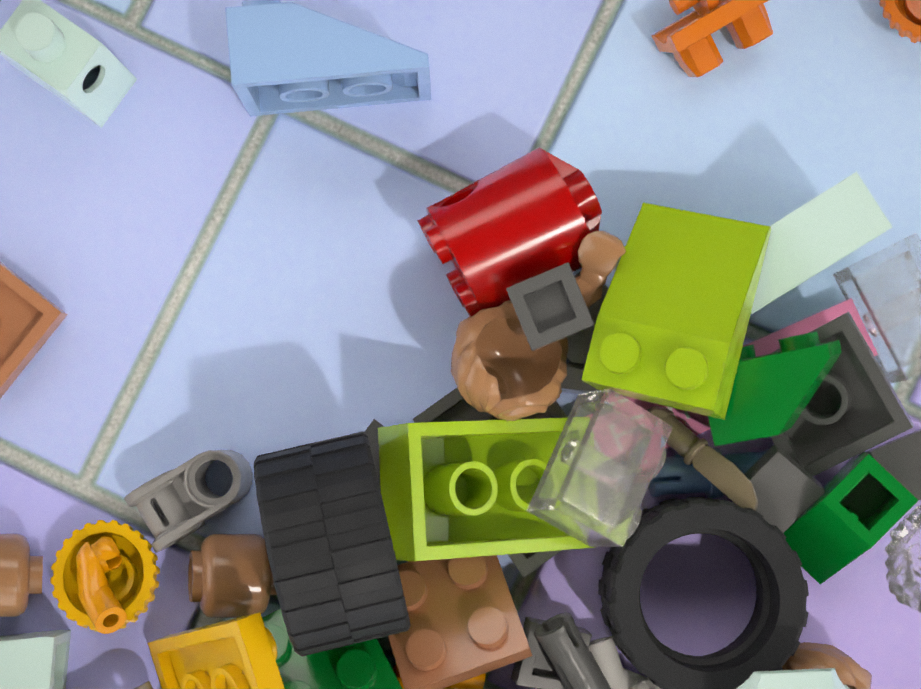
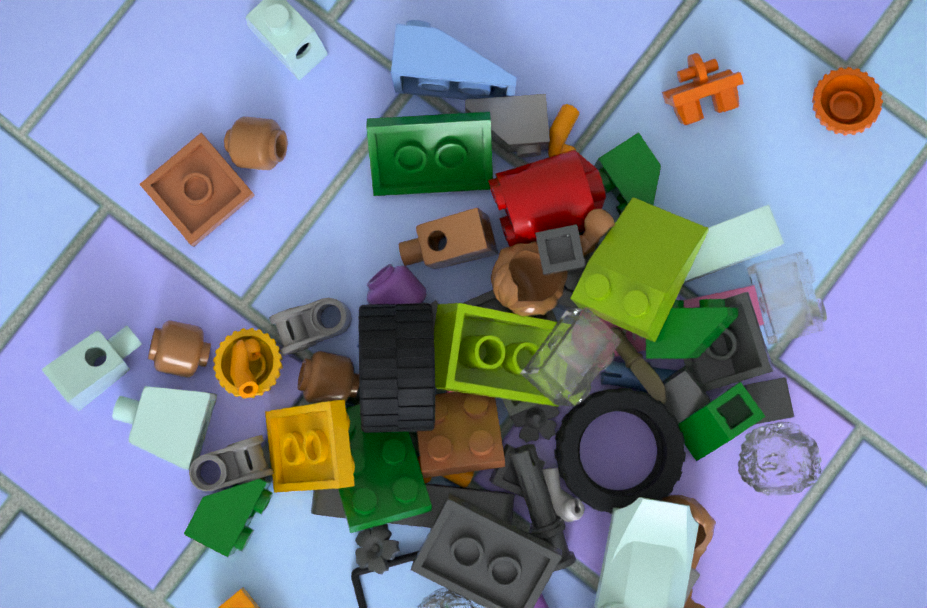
camera: 15 degrees right, 0 degrees up
(51, 235) = (256, 143): none -> medium nougat head
(309, 414) = (395, 286): none -> medium lavender head
(319, 197) = (430, 153): none -> green plate
(402, 314) = (467, 235): none -> medium nougat torso
(437, 124) = (516, 122): none -> light grey slope
(511, 122) = (561, 129): none -> light orange arm
(566, 571) = (536, 421): none -> dark grey plant
(630, 165) = (630, 172): none -> green slope

